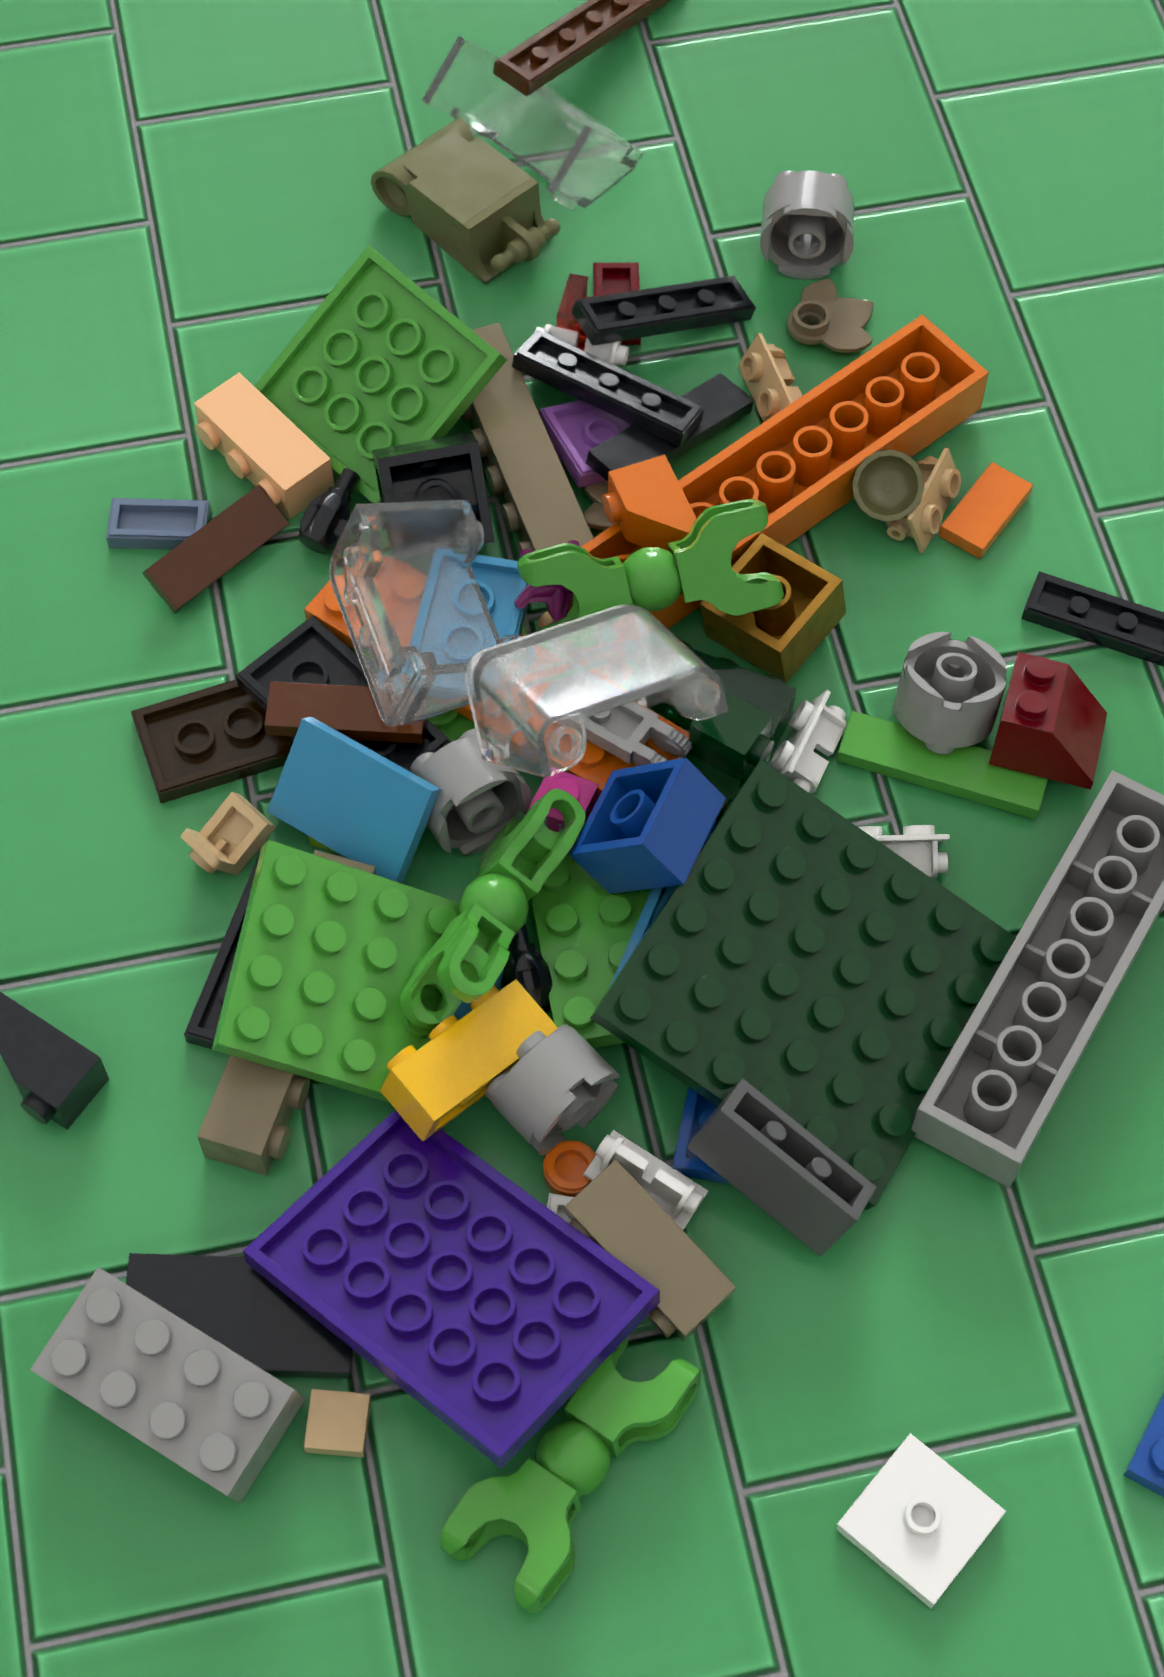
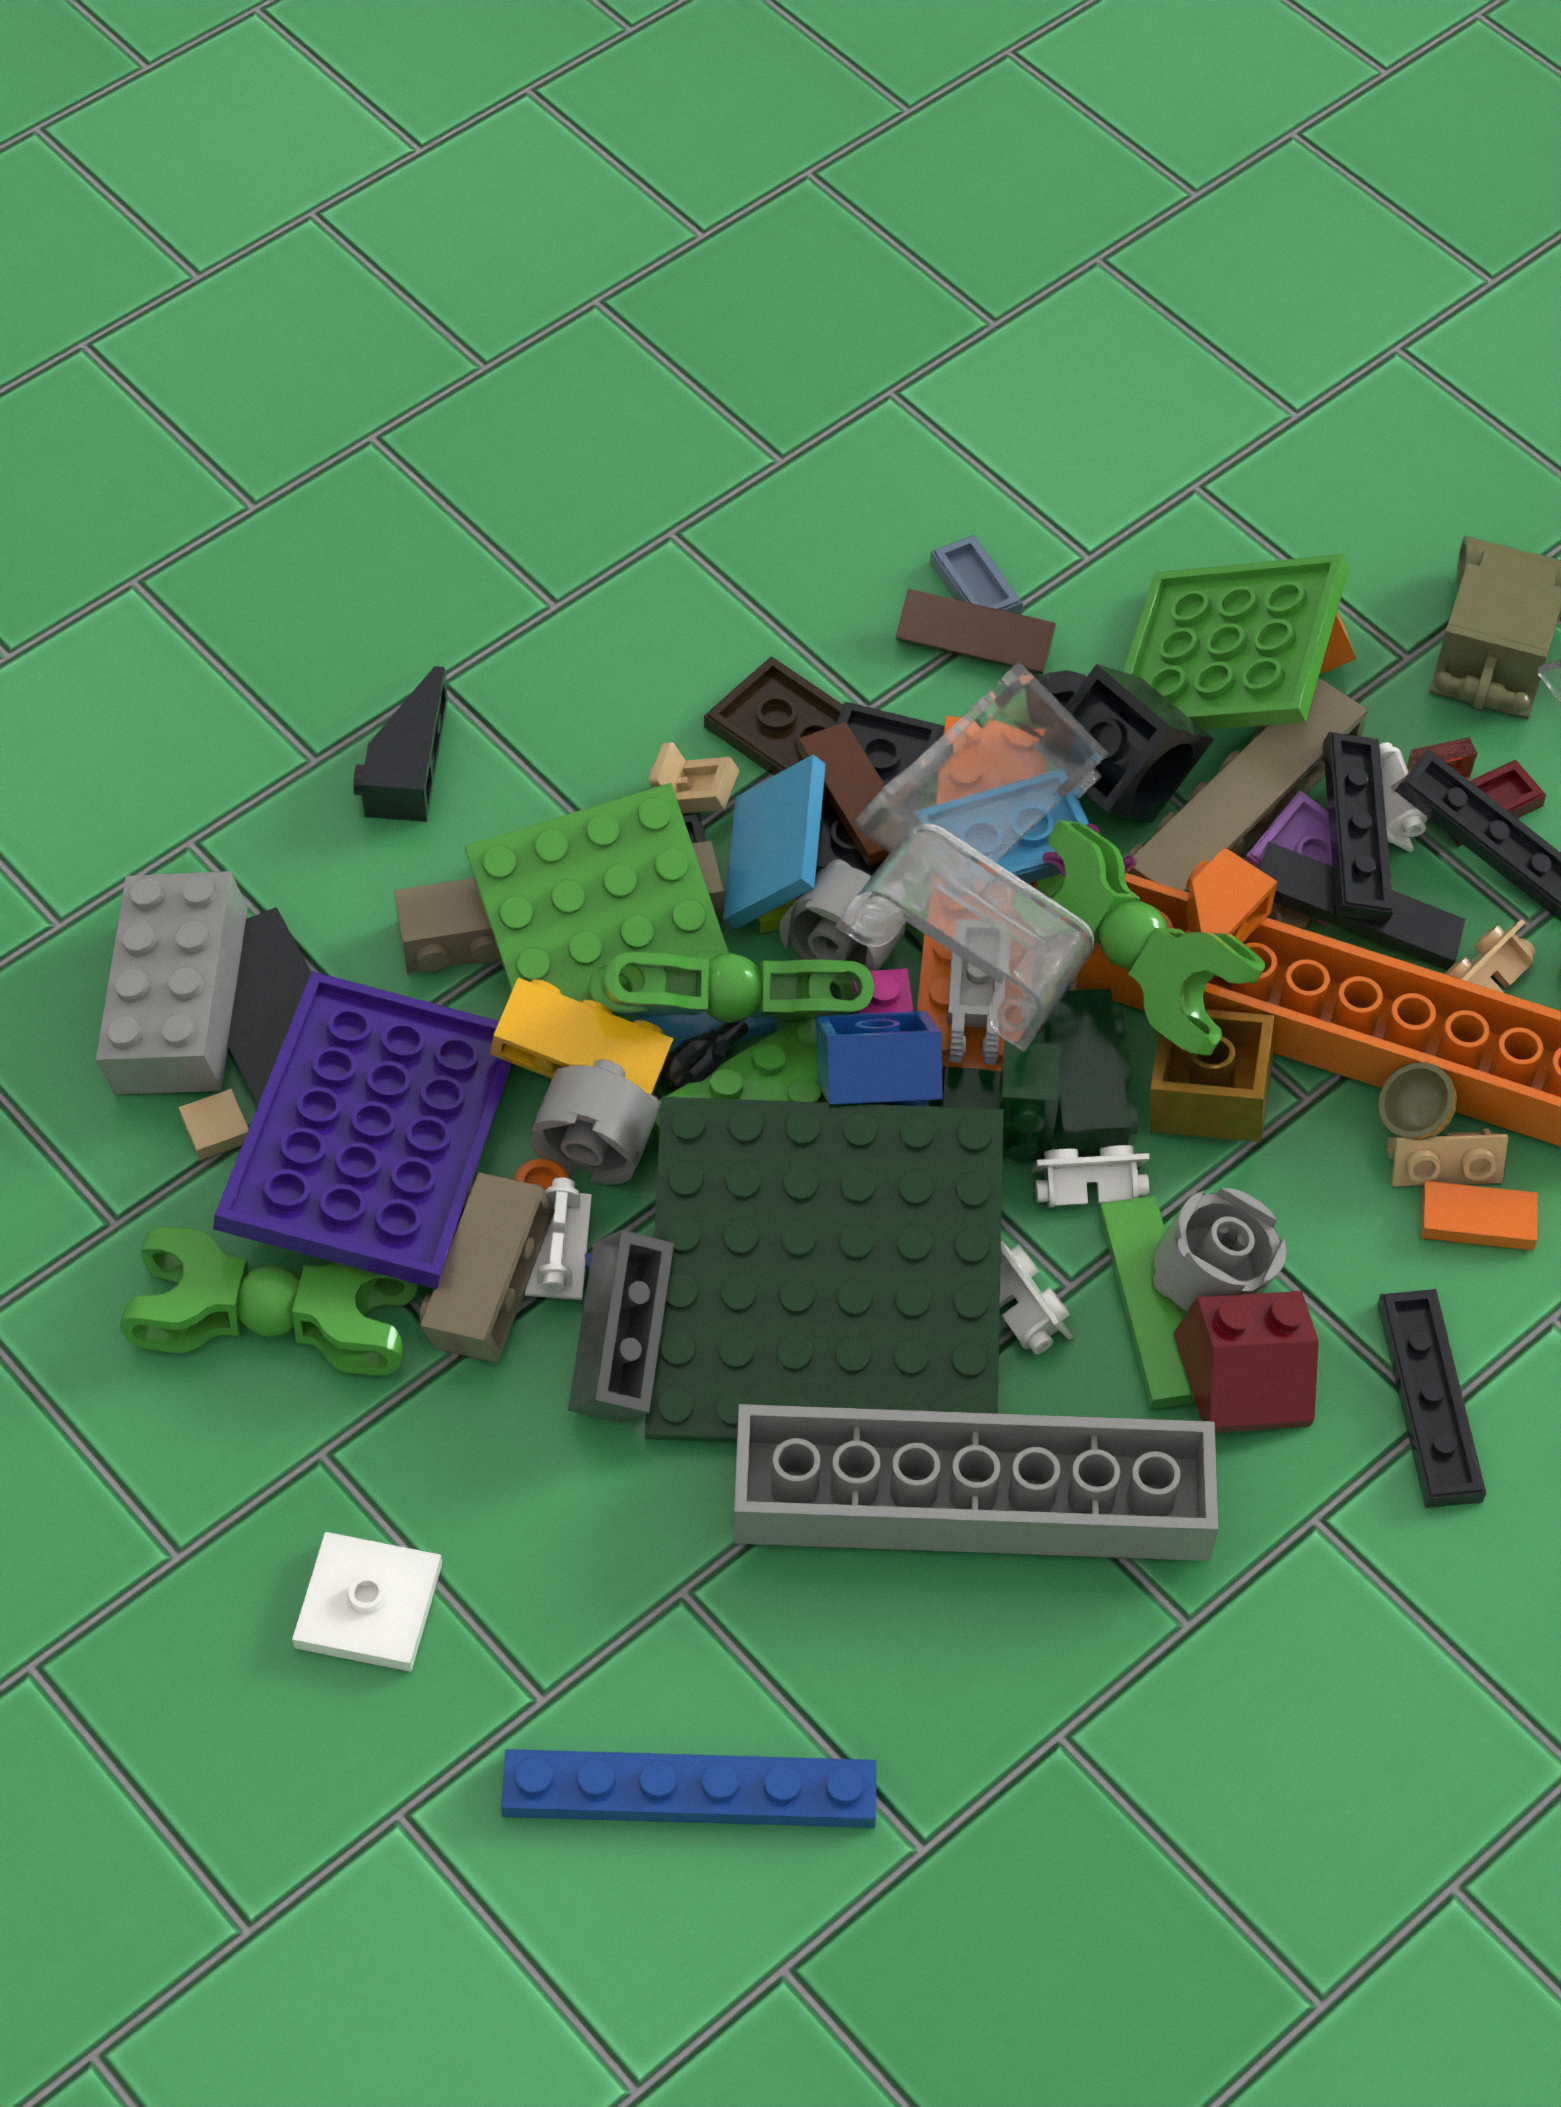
camera: 60 degrees right, 5 degrees down
(263, 445) = (1105, 606): light nougat brick -> none

